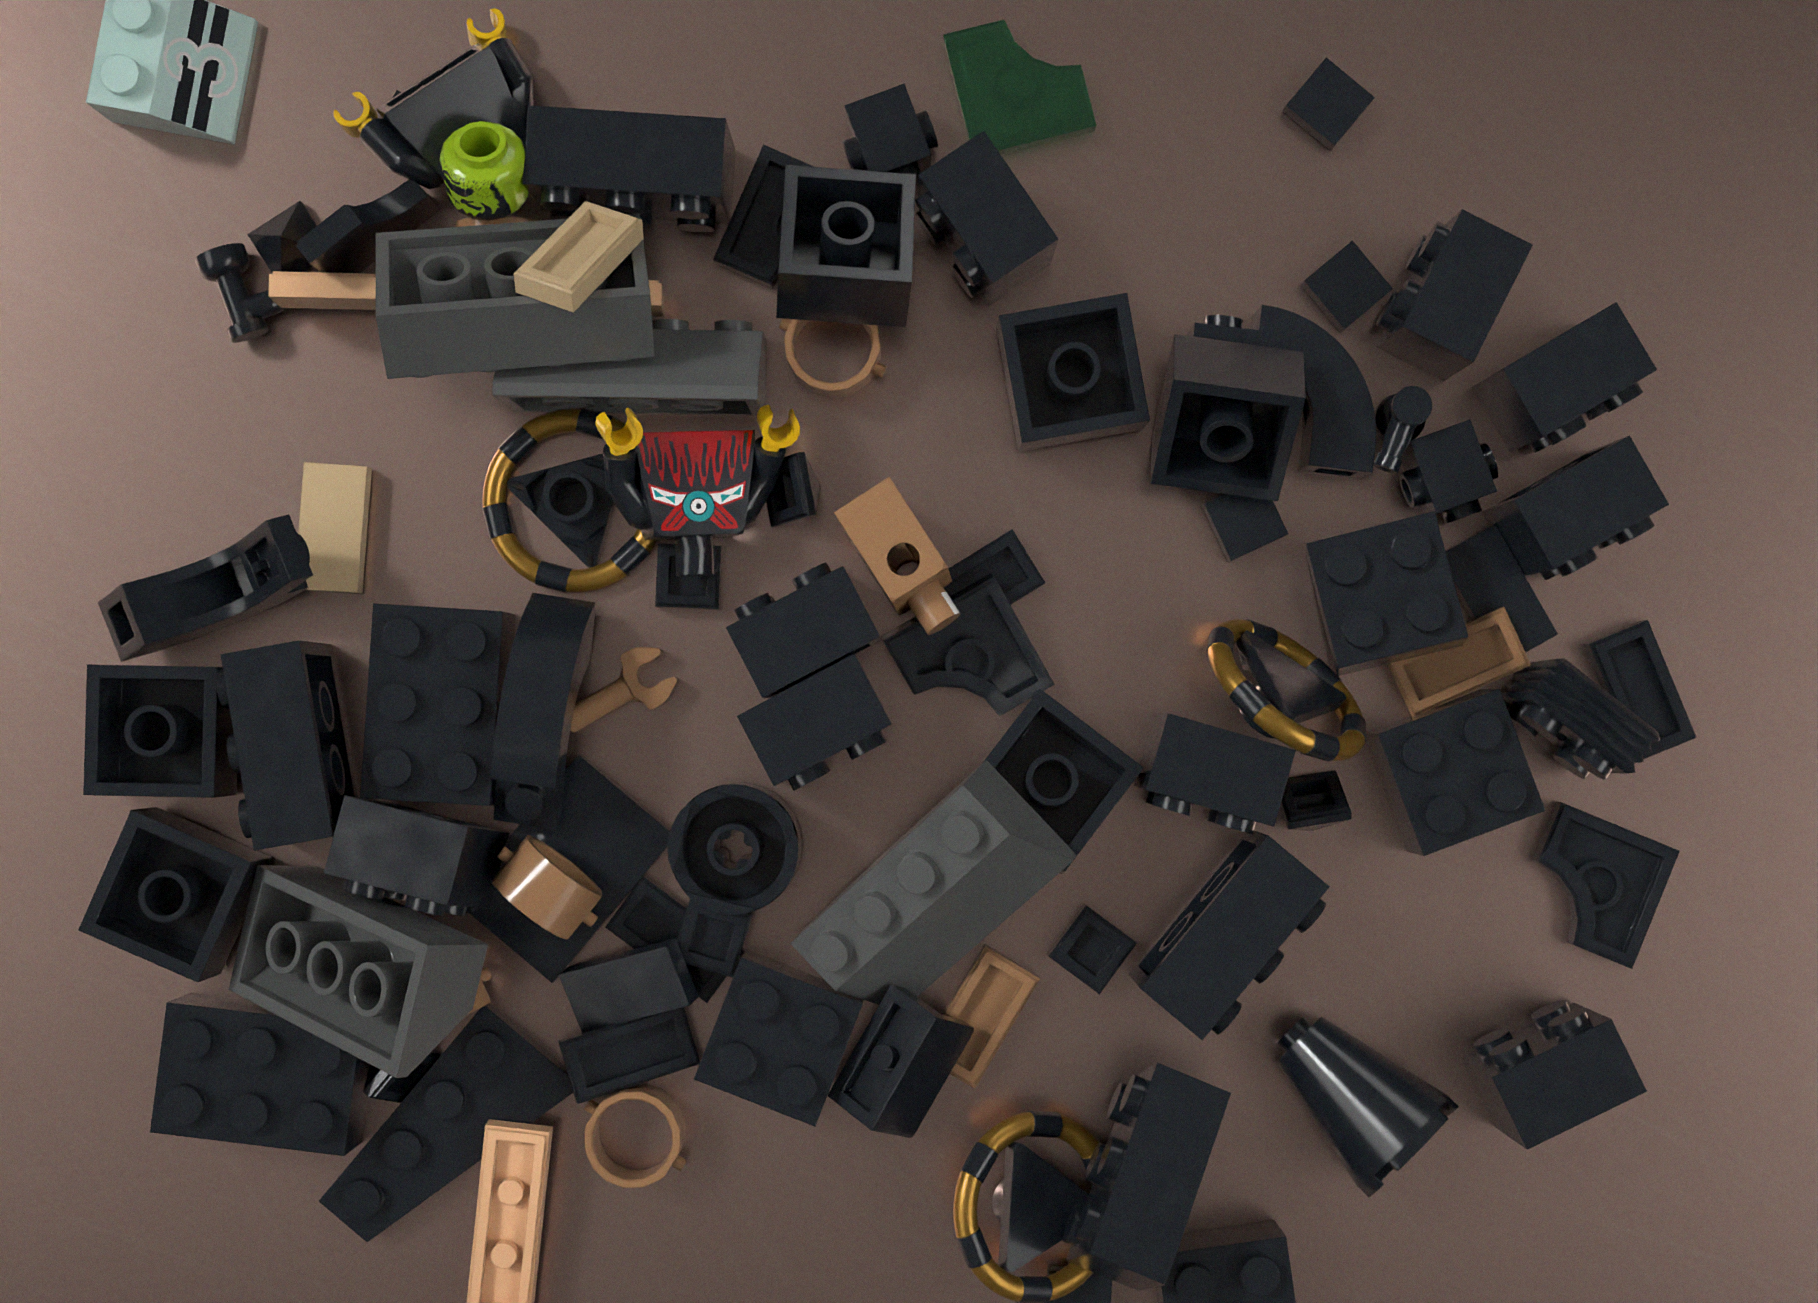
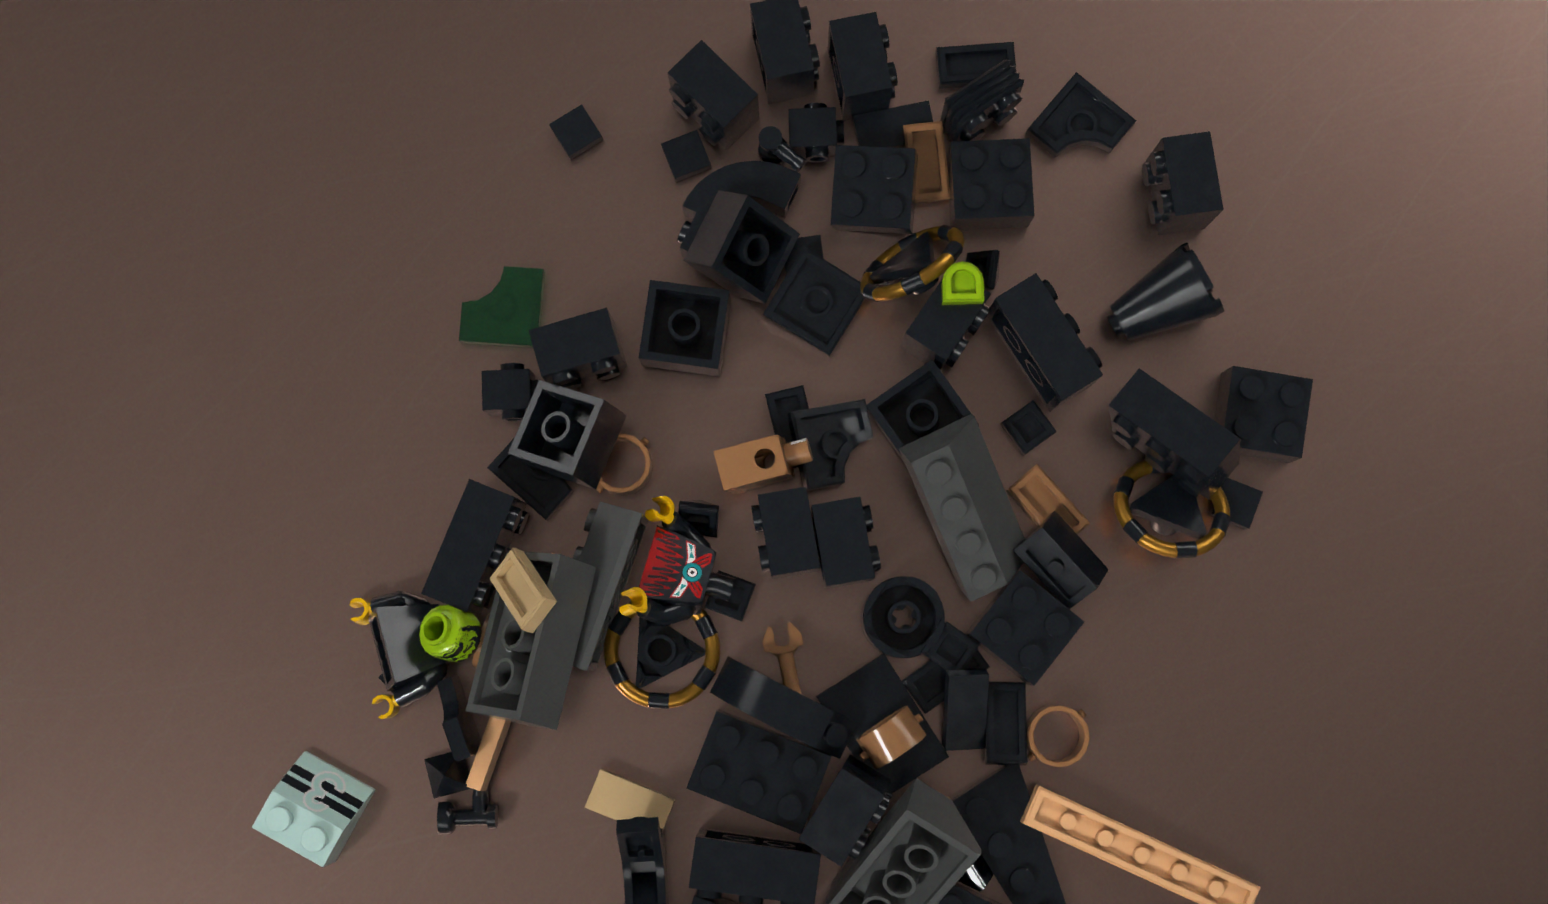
camera: 70 degrees left, 5 degrees down
(1181, 560) = (816, 301): none -> black tile
(1272, 778) = (962, 285): none -> lime tile

